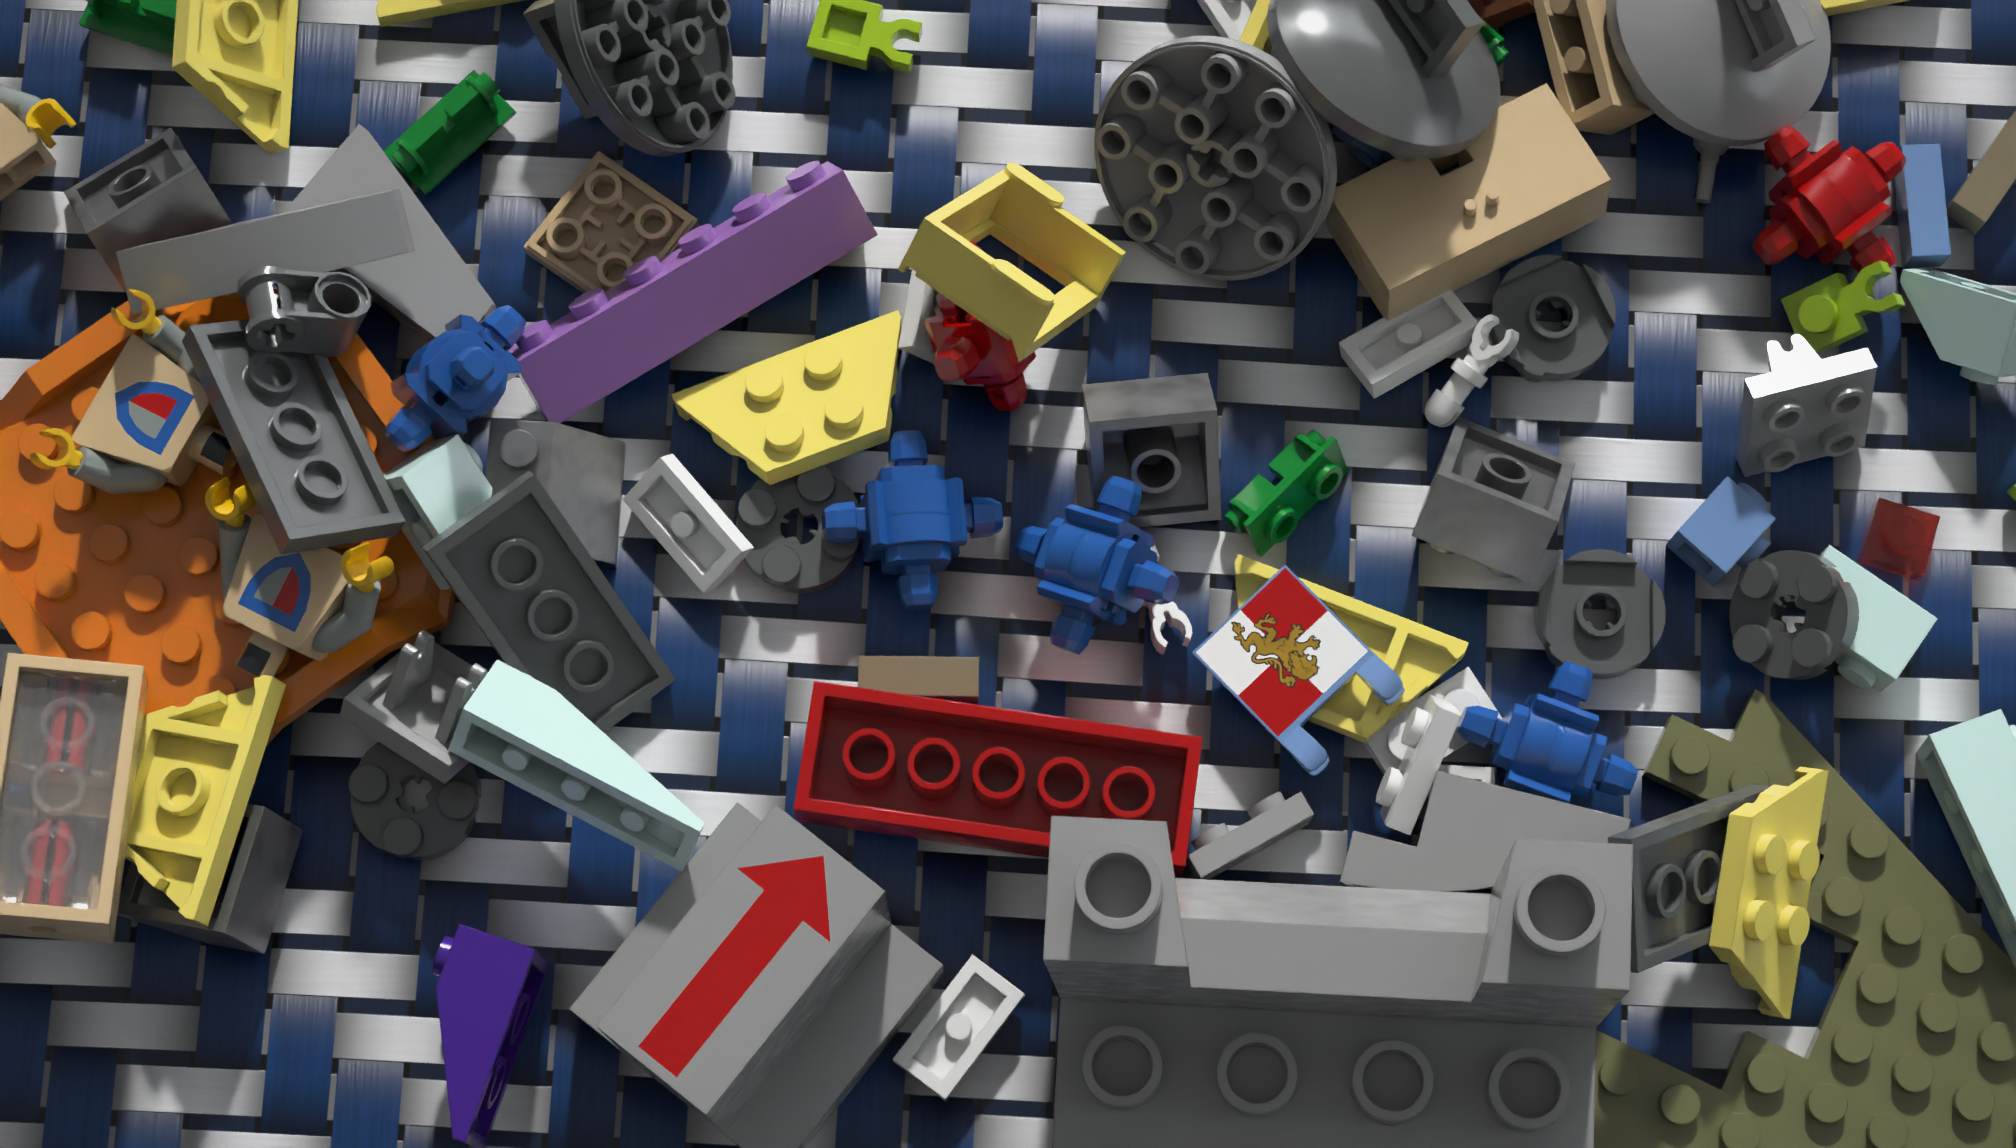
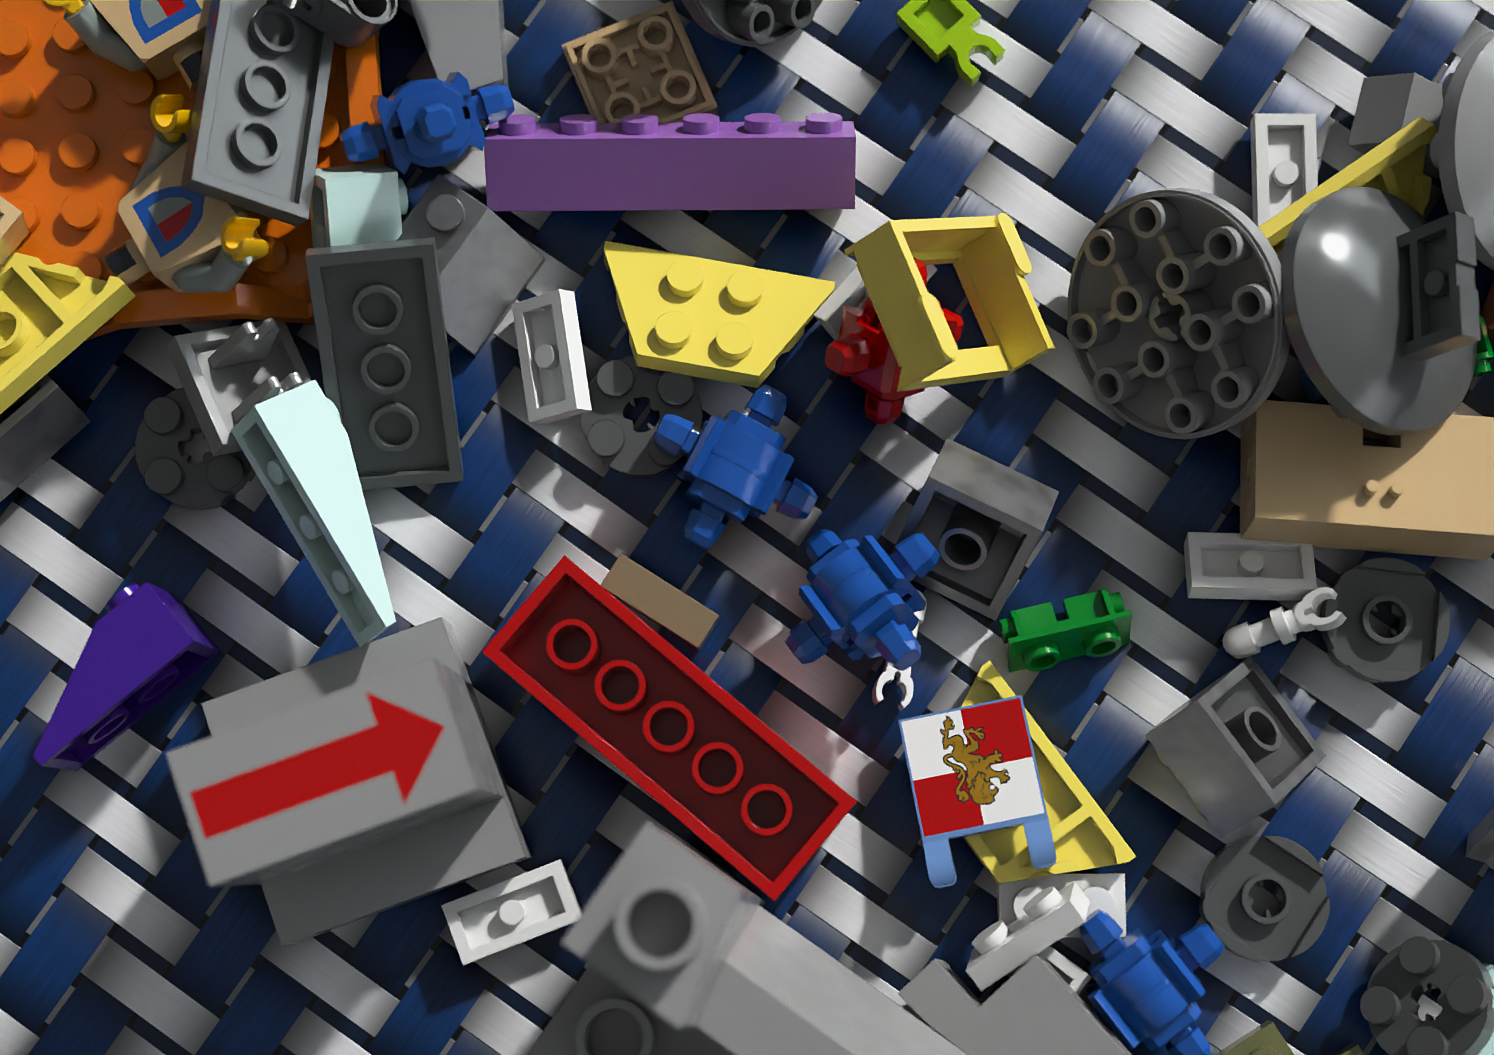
camera: 35 degrees right, 5 degrees up
(1269, 823) = (876, 901): light grey plate -> none
(1723, 531) = (1417, 894): medium blue brick -> none

